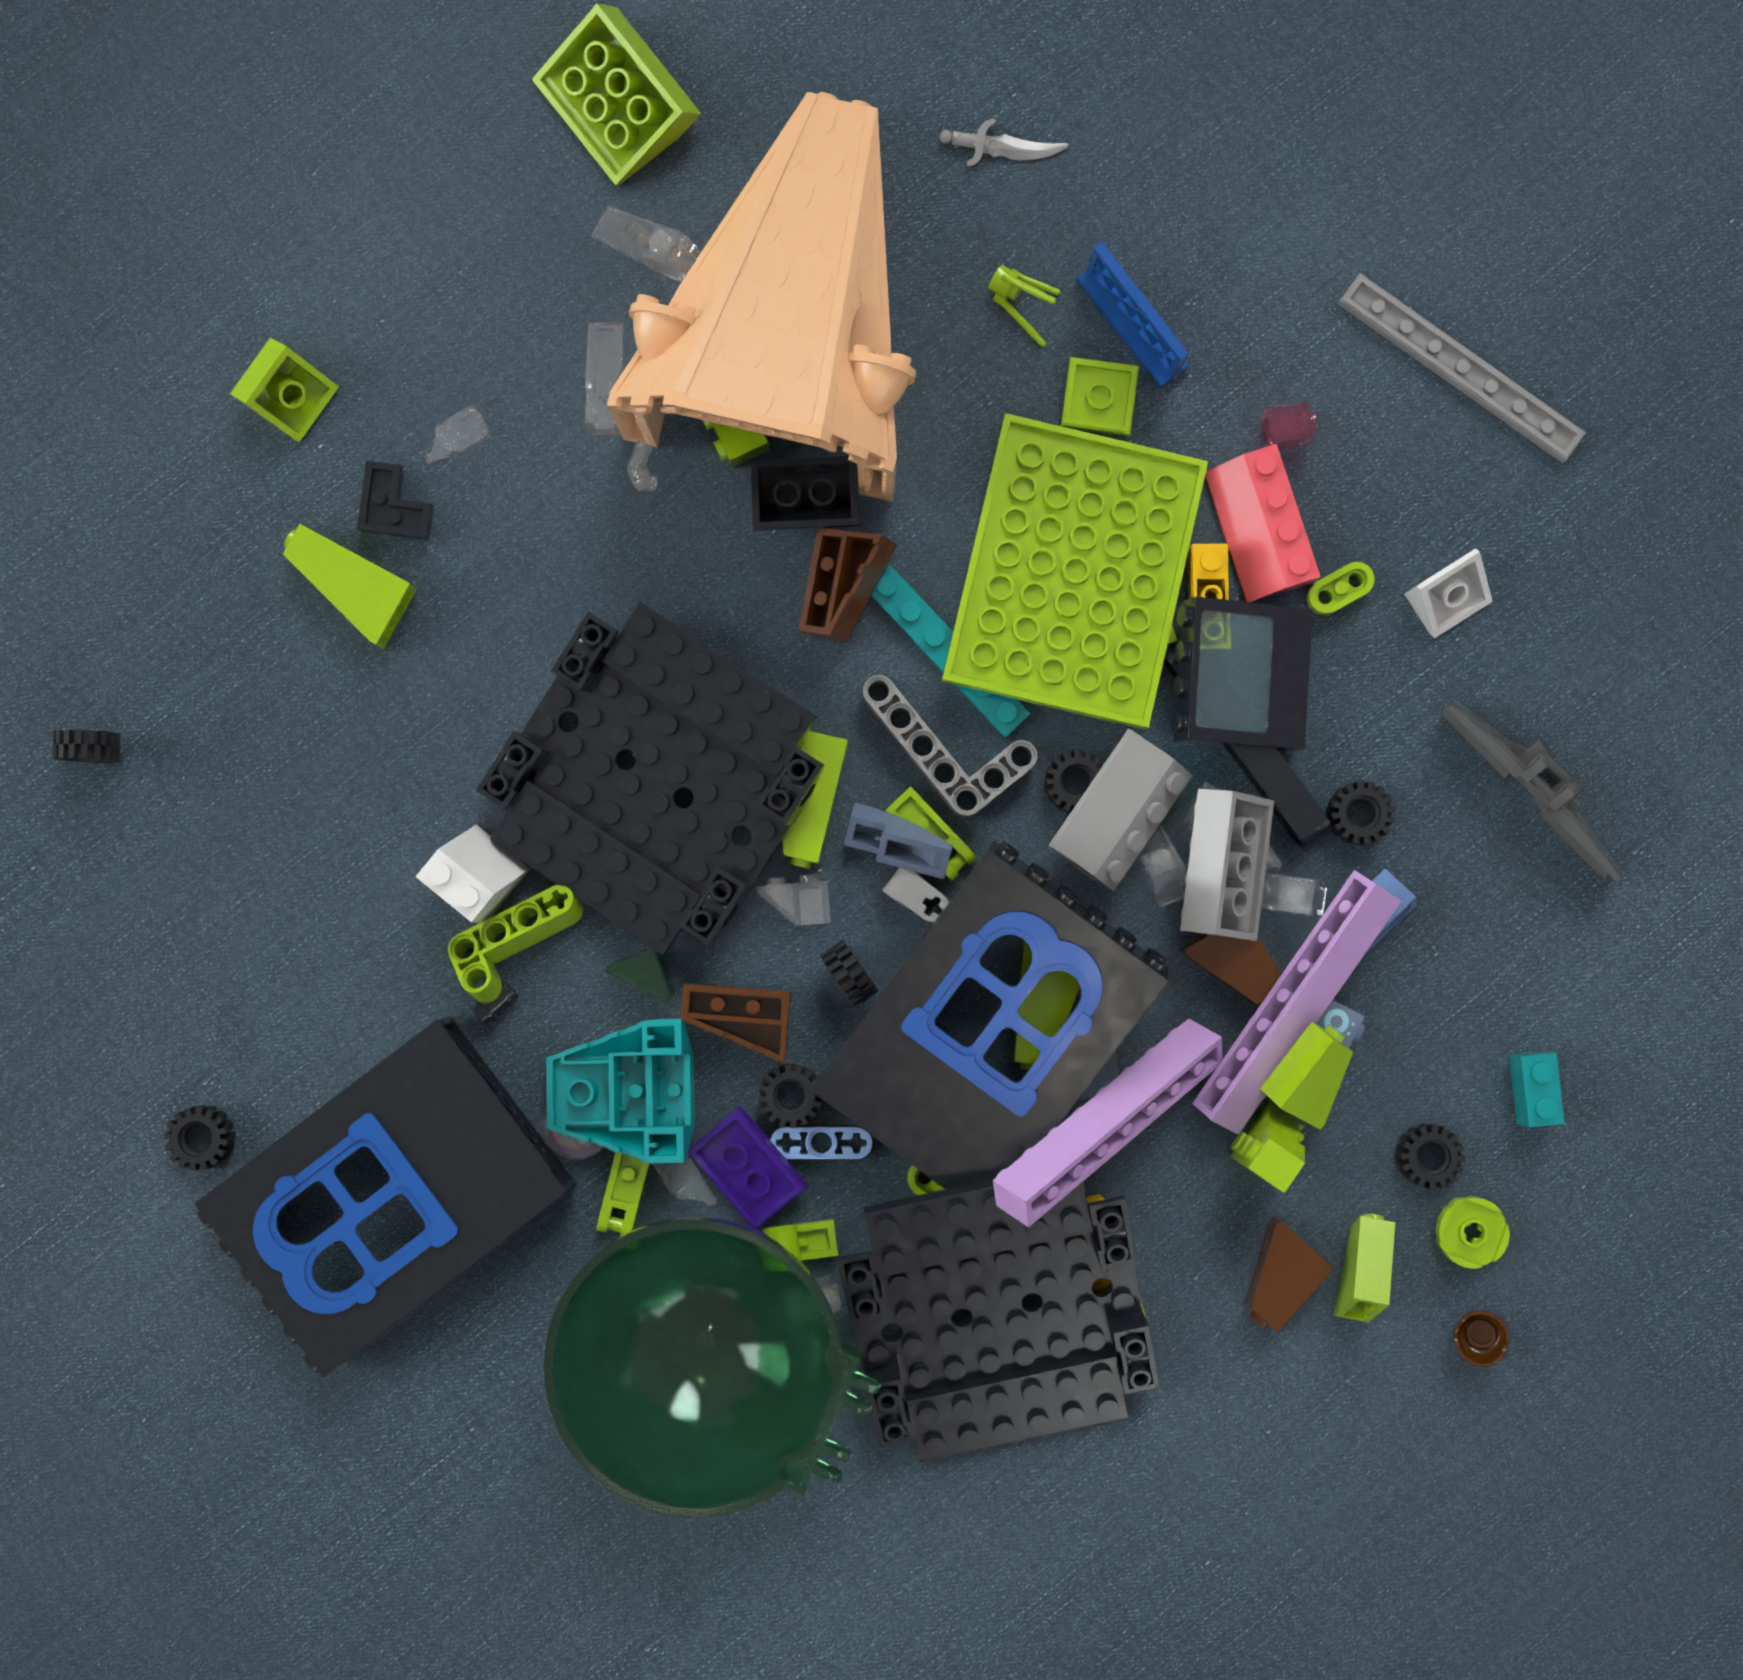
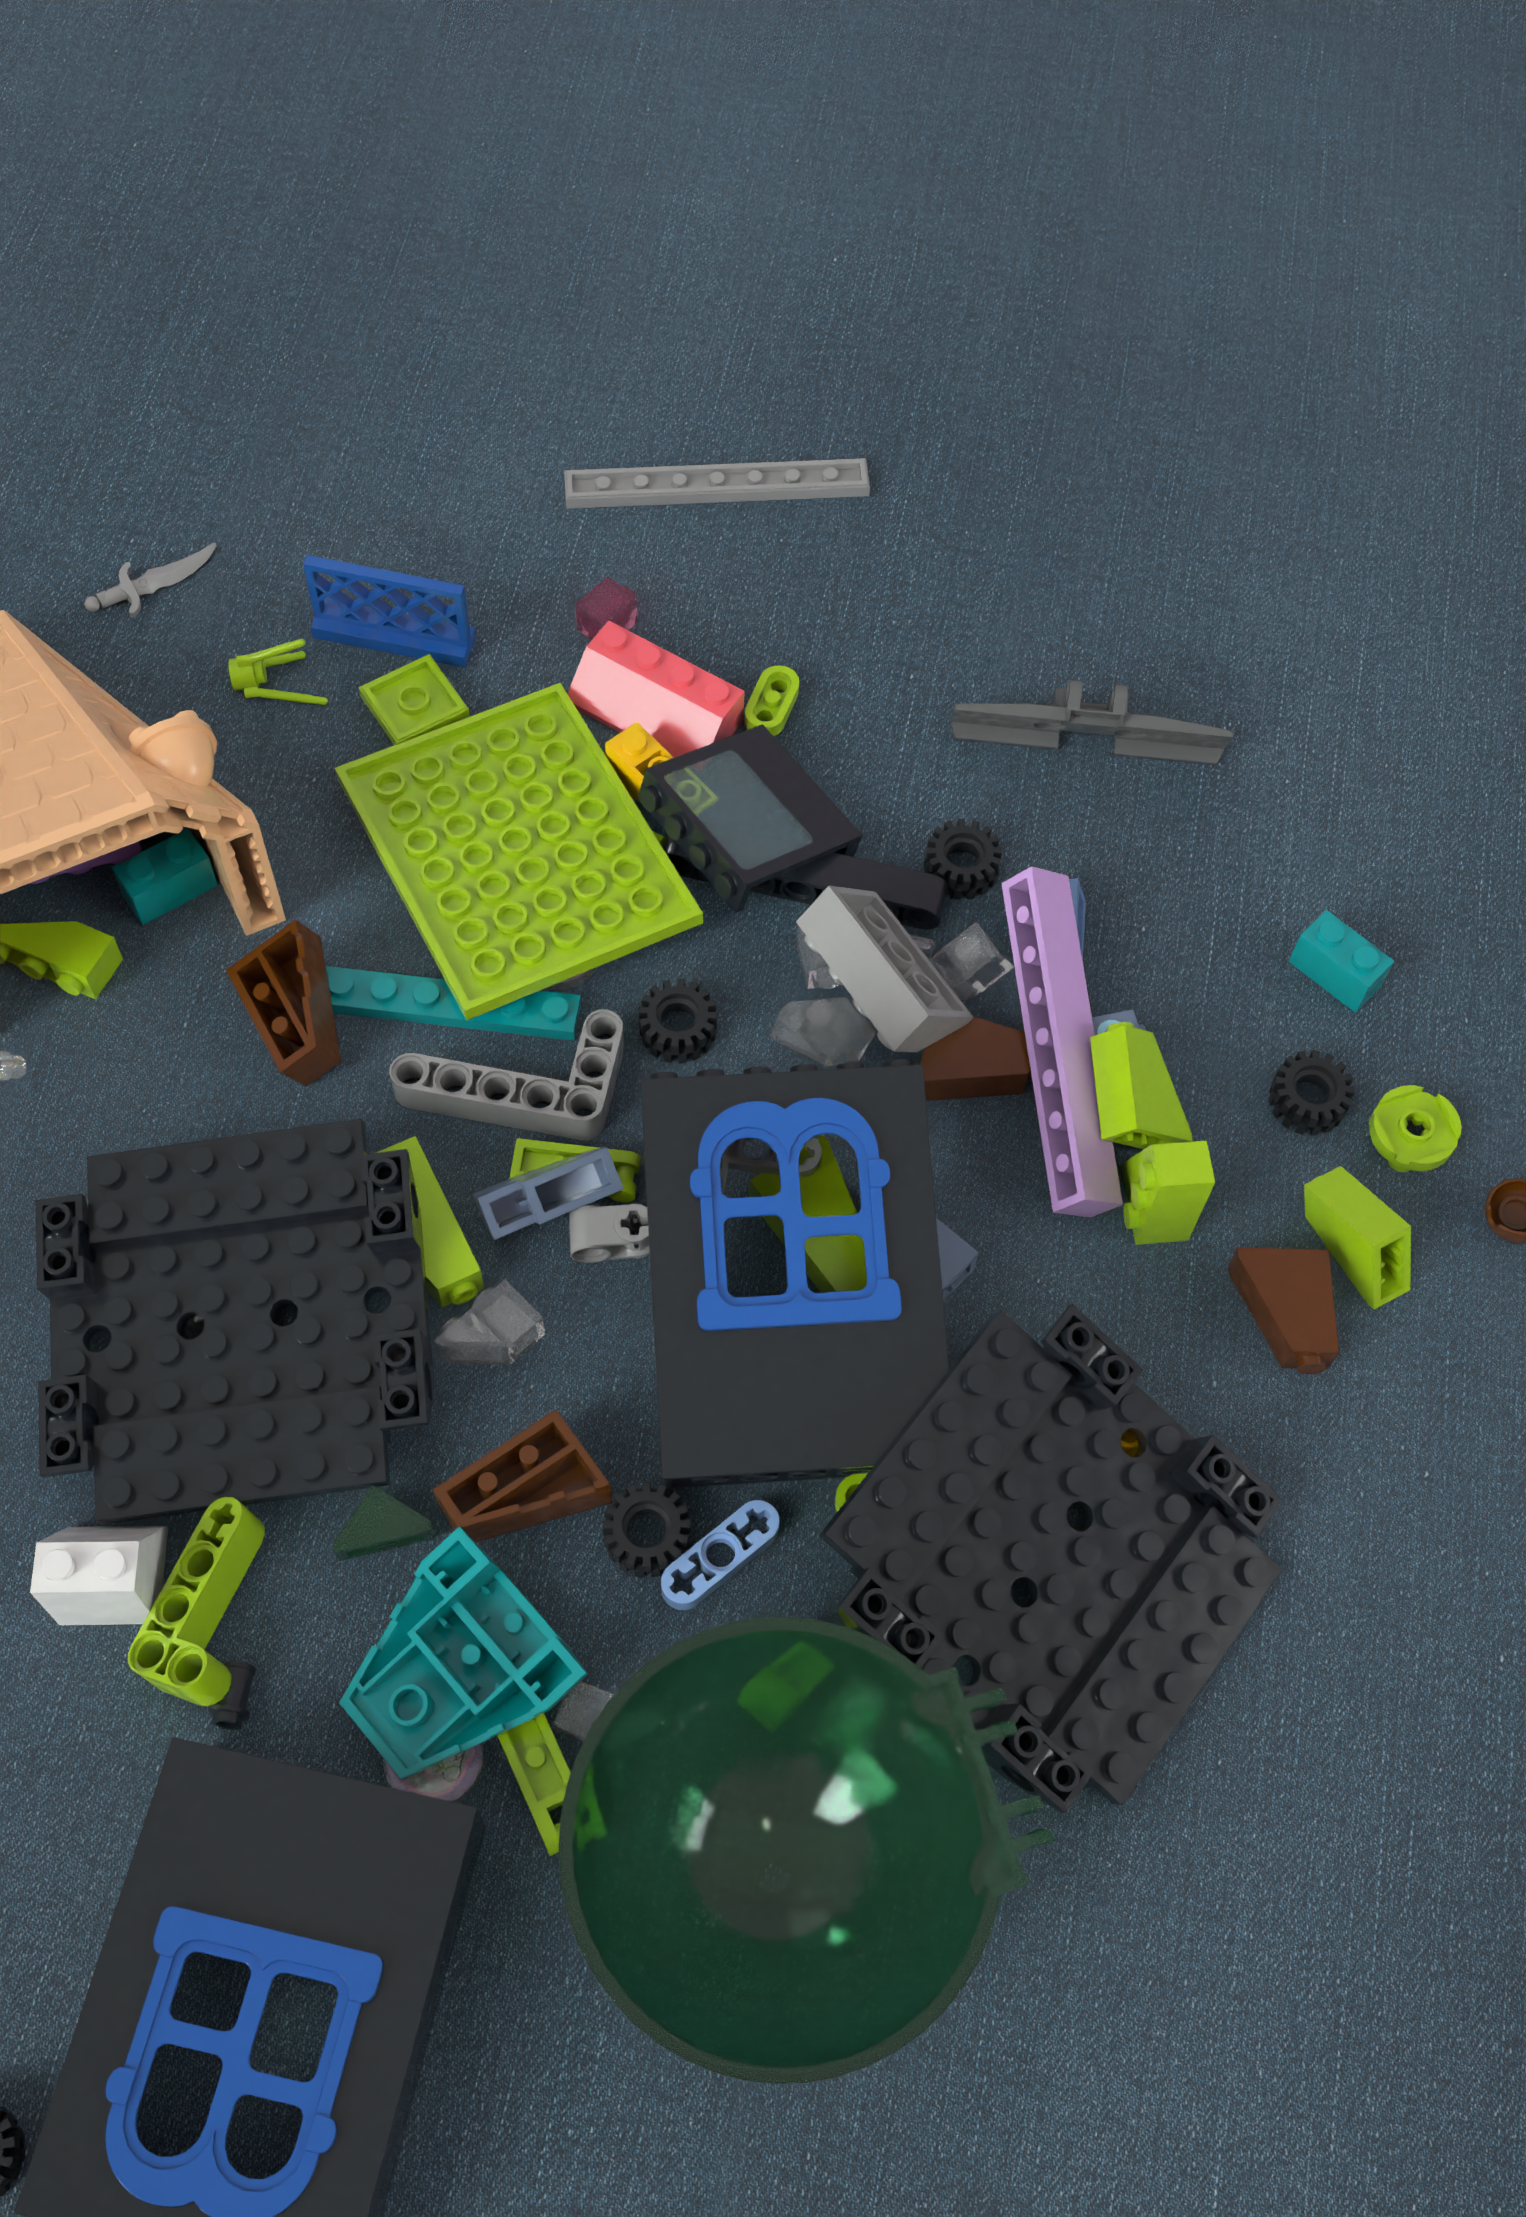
camera: 45 degrees left, 25 degrees down
(747, 1168) = (641, 1623): dark purple tile -> none
(804, 493) = (184, 950): black slope -> none
(849, 973) = (604, 1351): black tyre -> none
(1107, 1122) = (986, 1265): lavender brick -> none
(1120, 810) = (740, 995): light grey slope -> none
(1451, 594) = (869, 638): white slope -> none

